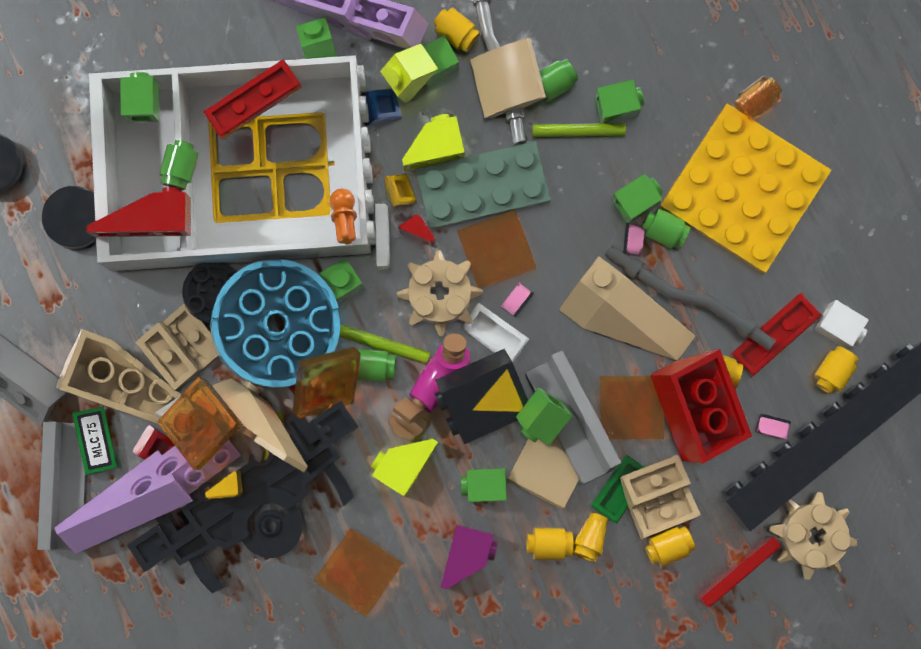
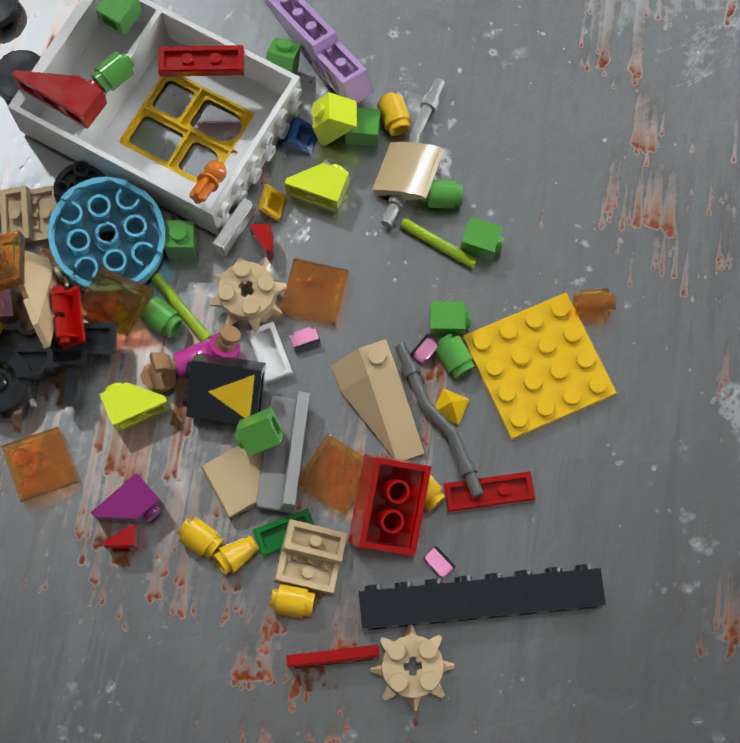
camera: 30 degrees right, 10 degrees down
(293, 417) = (70, 324): none -> red hinge
(483, 185) = (336, 238): sand green plate -> none
(484, 485) = (181, 459): bright green brick -> none
(486, 591) = (124, 540): none -> red slope
(691, 276) = (452, 406): none -> yellow slope
(836, 370) = (518, 549): yellow brick -> none
(842, 325) = (546, 516): white brick -> none

